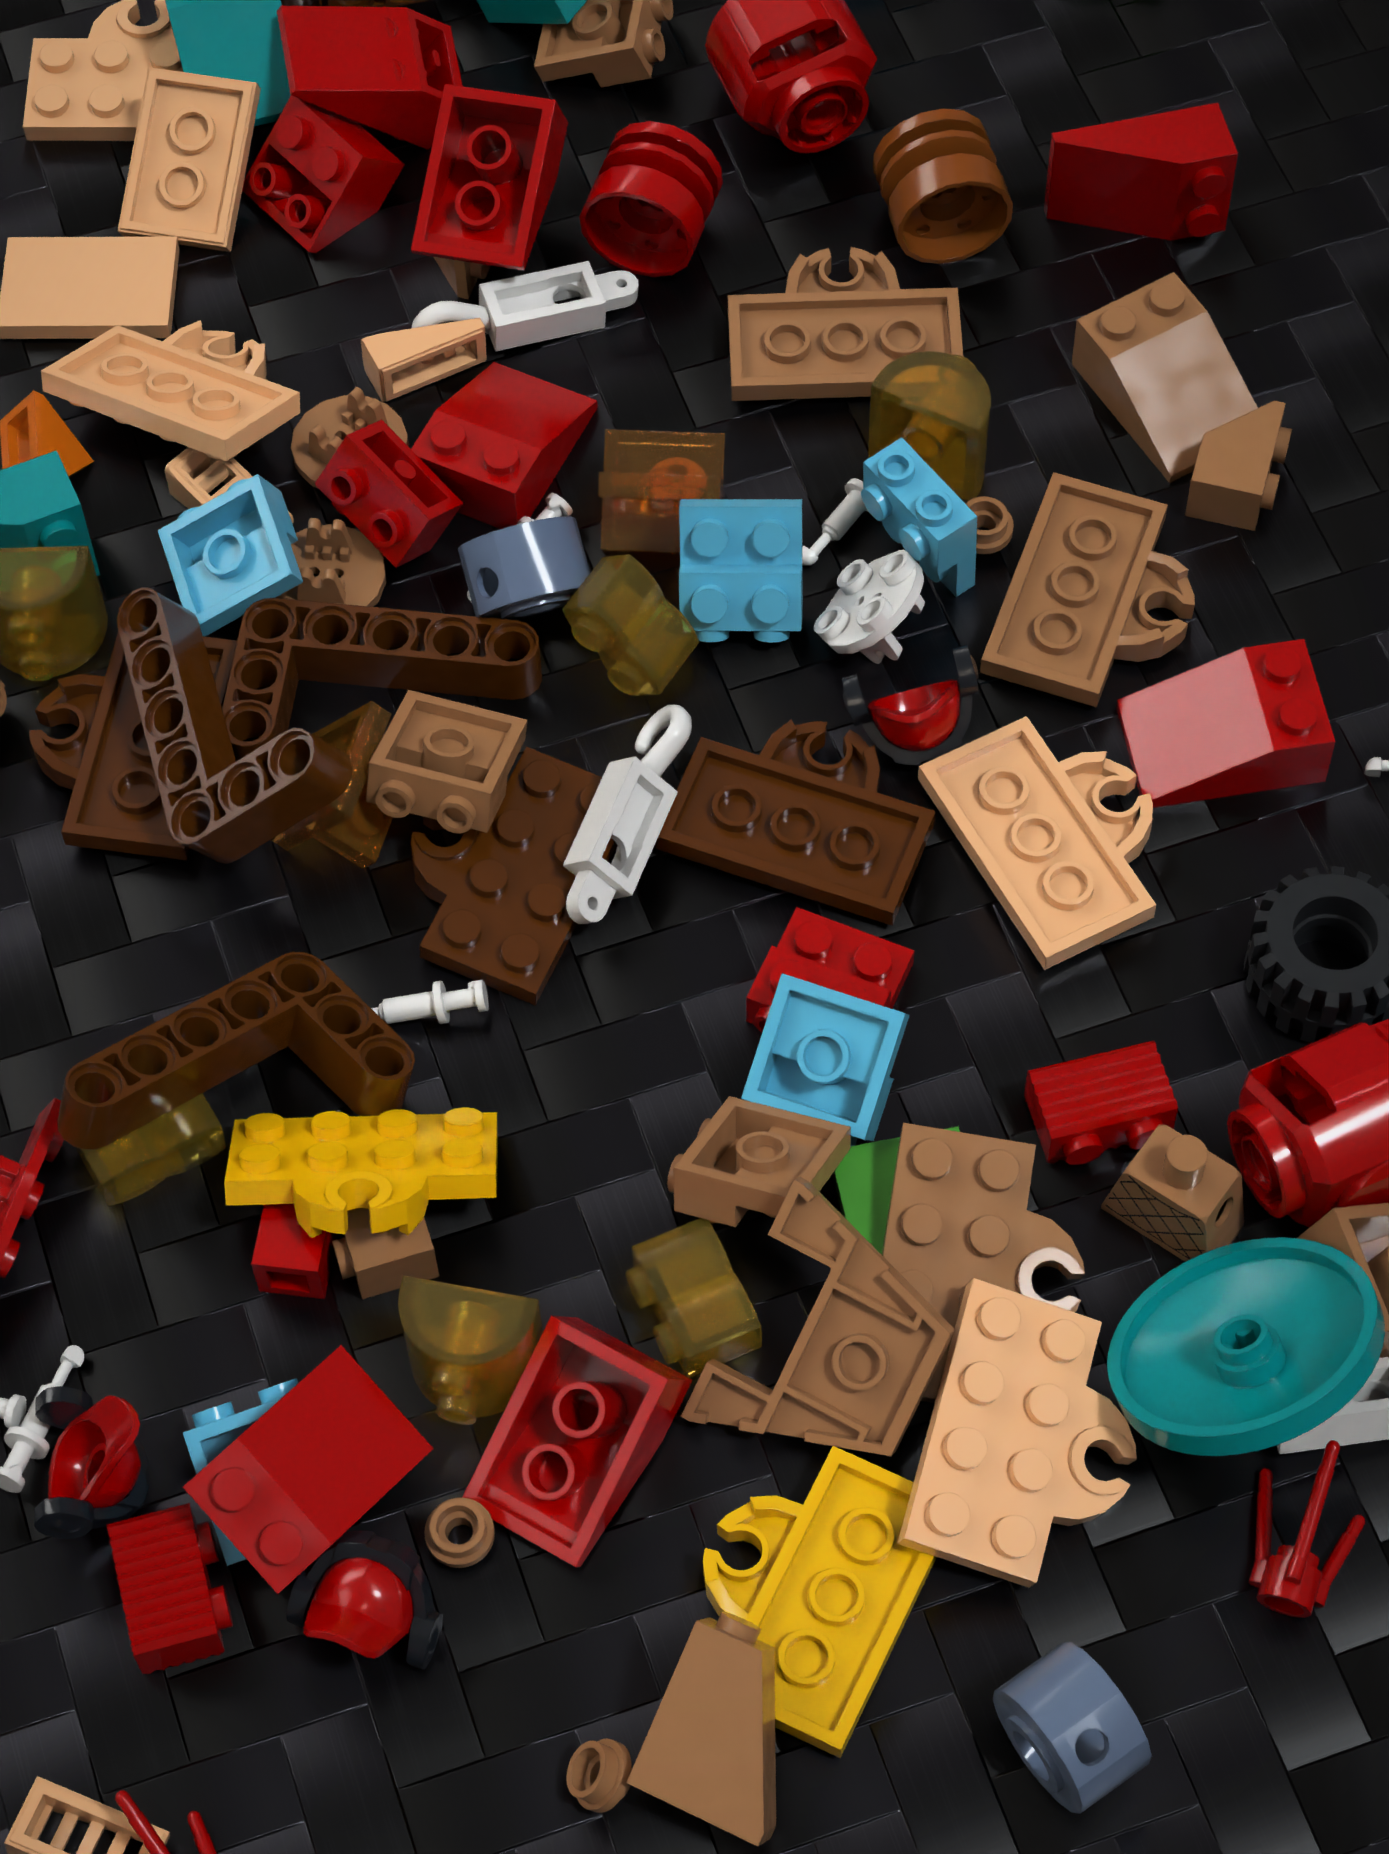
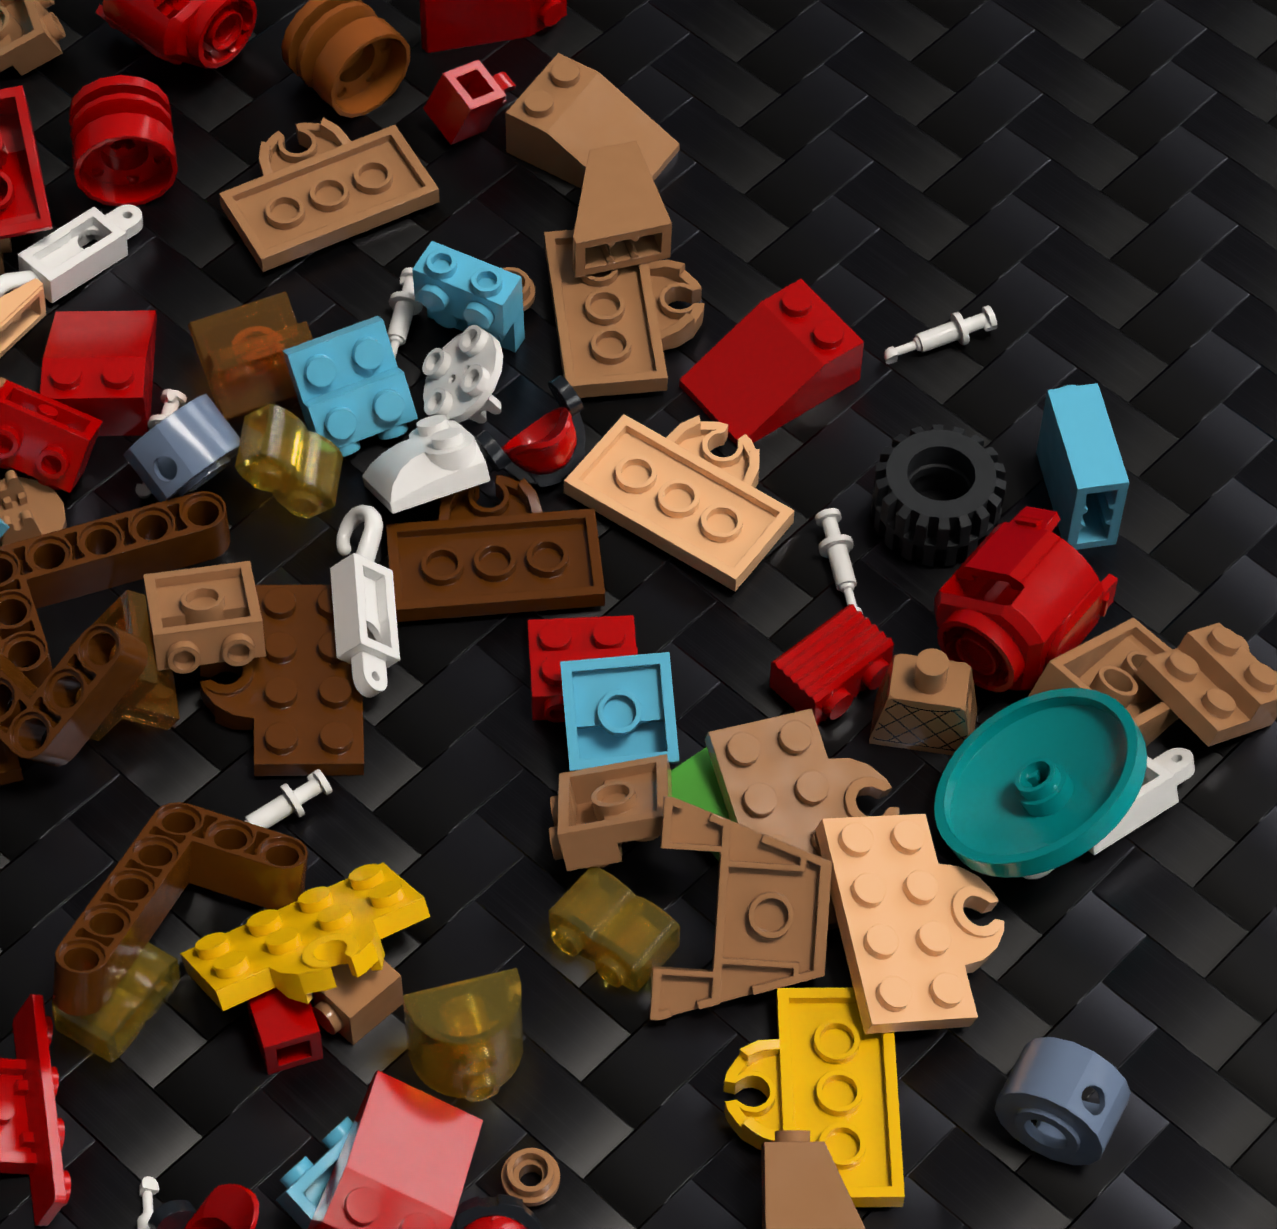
camera: 30 degrees left, 5 degrees down
(575, 1437) = (581, 1069): red slope -> none
(775, 689) = (427, 466): none -> white slope
(939, 410) = (439, 208): clear yellow brick -> none
(1050, 289) = (467, 100): none -> red brick
(1137, 482) = (619, 213): none -> medium nougat slope
(1183, 969) = (837, 549): none -> white piece
(1235, 466) = (682, 176): medium nougat slope -> none
(1291, 1578) = (1150, 935): red plant -> none

